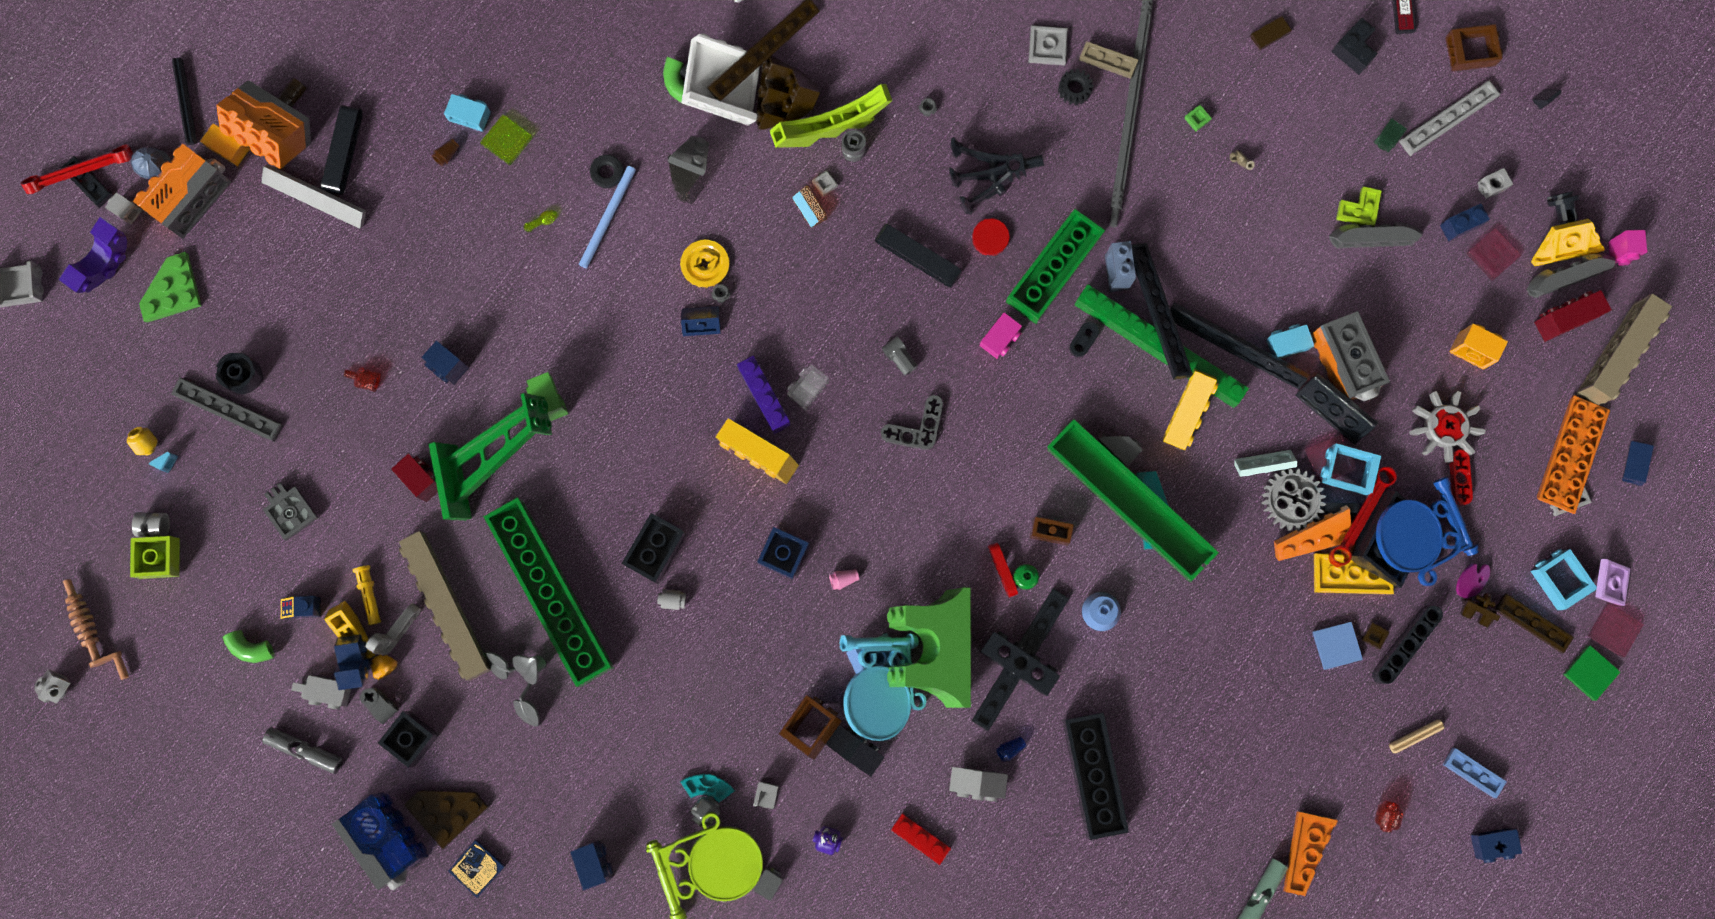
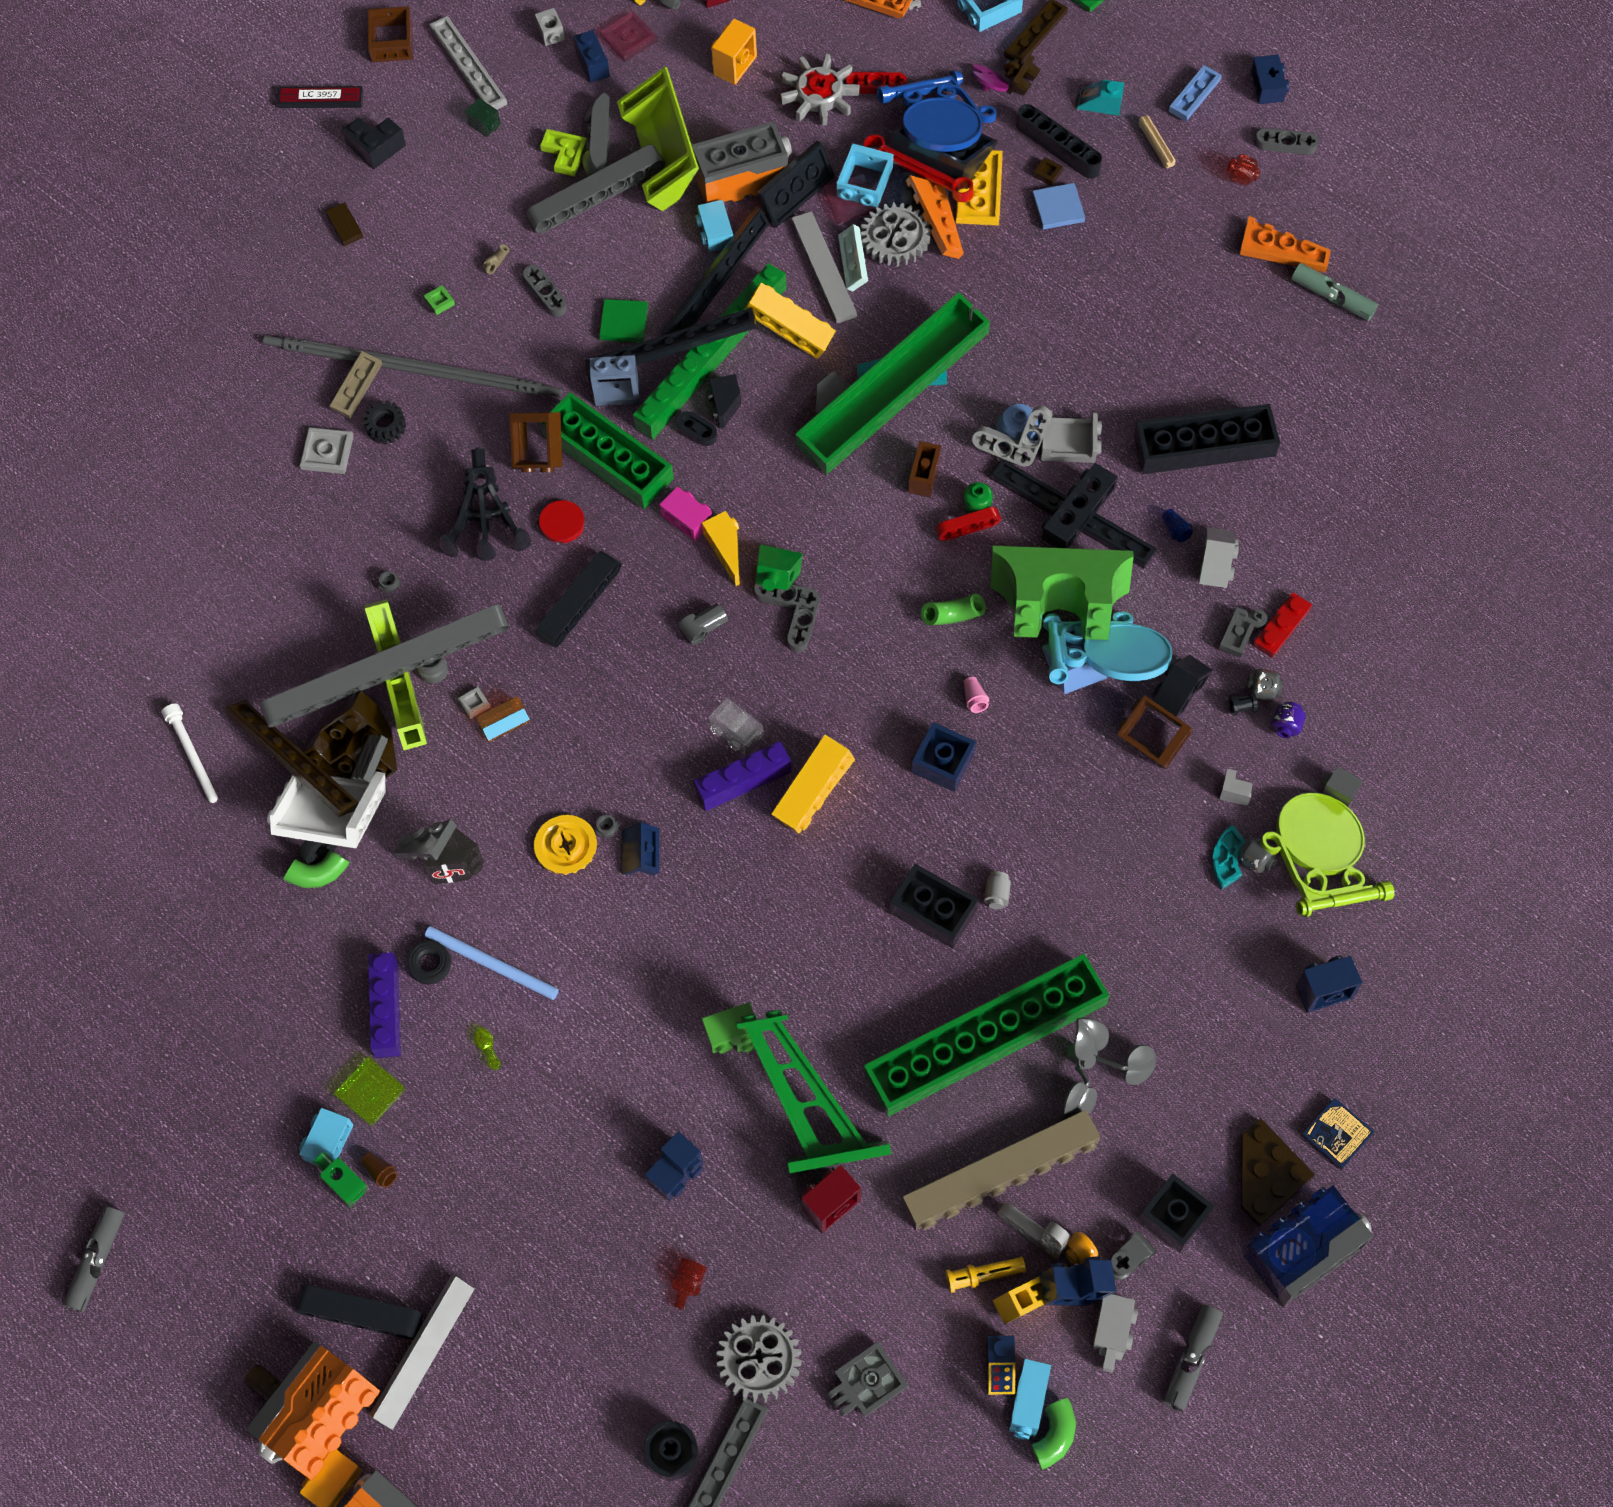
camera: 85 degrees left, 15 degrees down
(268, 627) = (1029, 1399): none -> medium azure window
(322, 427) = (763, 1382): none -> light grey gear
(430, 125) = (348, 1187): none -> green torso
(569, 141) = (384, 1005): none -> dark purple brick
(763, 106) = (369, 758): none -> dark grey tile
(839, 108) = (384, 666): none -> dark grey beam
(843, 802) = (1243, 703): none -> black bush
(859, 821) = (1265, 684): none -> dark grey head
(912, 802) = (1241, 629): none -> dark grey hinge
(919, 558) = (953, 611): none -> bright green cylinder
(949, 411) = (777, 567): none -> green torso
(975, 369) = (722, 536): none -> yellow slope
(1066, 192) = (519, 441): none -> reddish brown window
(1075, 611) = (1022, 445): none -> light grey beam
(1093, 656) = (1072, 440): none -> light grey panel
(1115, 361) = (726, 398): none -> black slope
(1189, 272) = (624, 320): none -> green tile
(1218, 197) = (545, 299): none -> dark grey beam
(1256, 439) = (824, 267): none -> light grey tile
(1320, 237) = (595, 189): none -> dark grey beam
(1405, 278) = (659, 122): none -> lime slope
(1434, 844) = (1294, 136): none -> dark grey beam
(1460, 685) = (1102, 97): none -> teal slope

